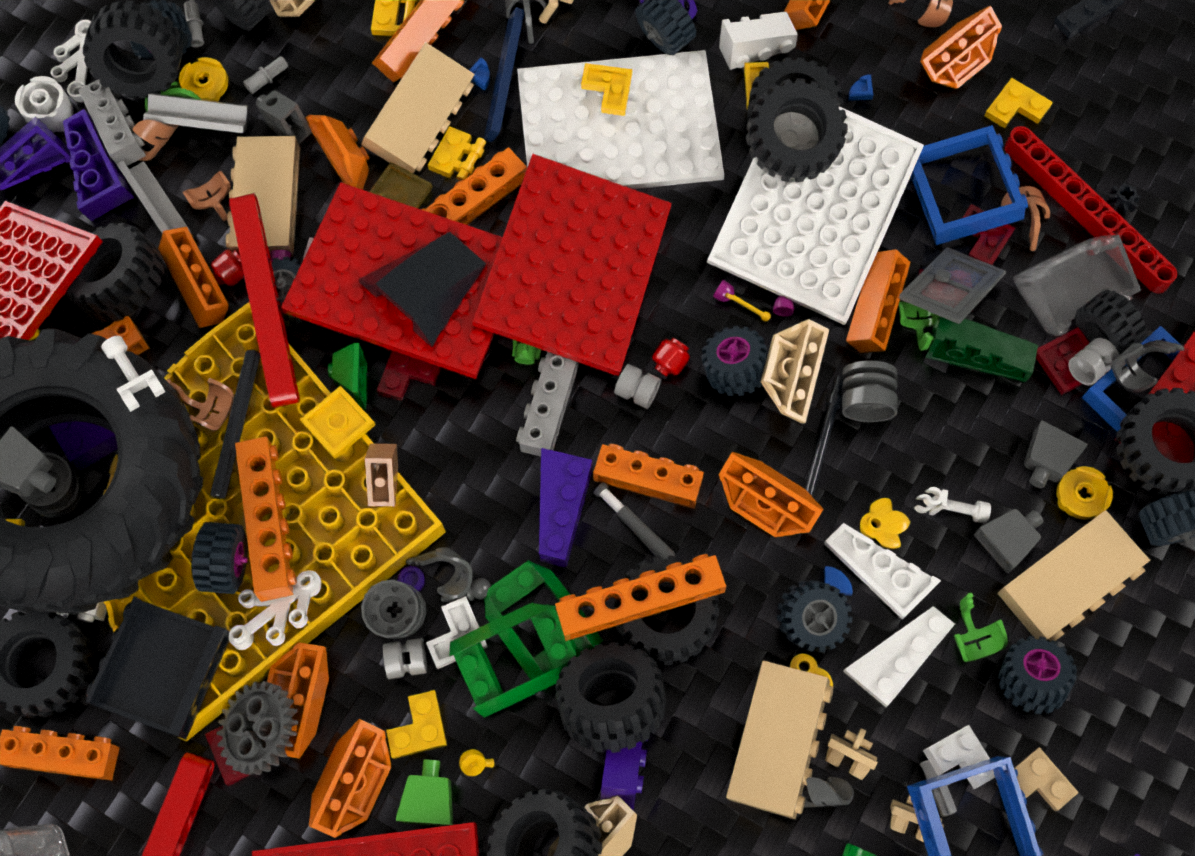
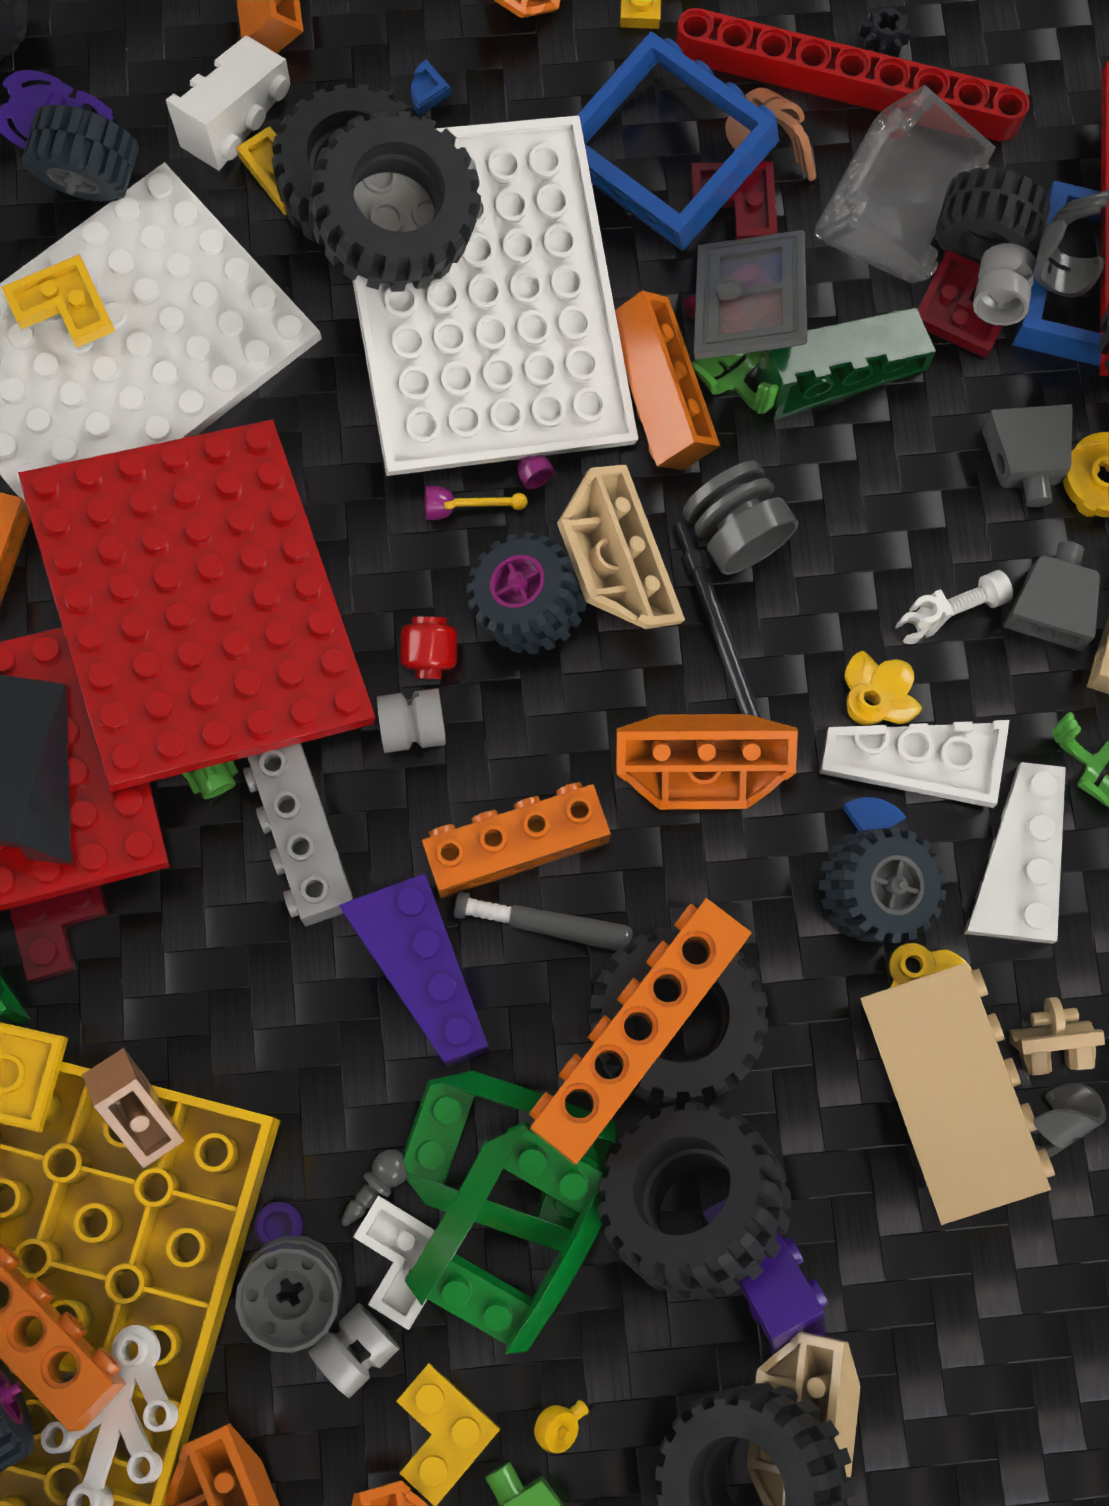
camera: 40 degrees left, 5 degrees up
(462, 577) = (354, 1174): dark grey helmet -> none

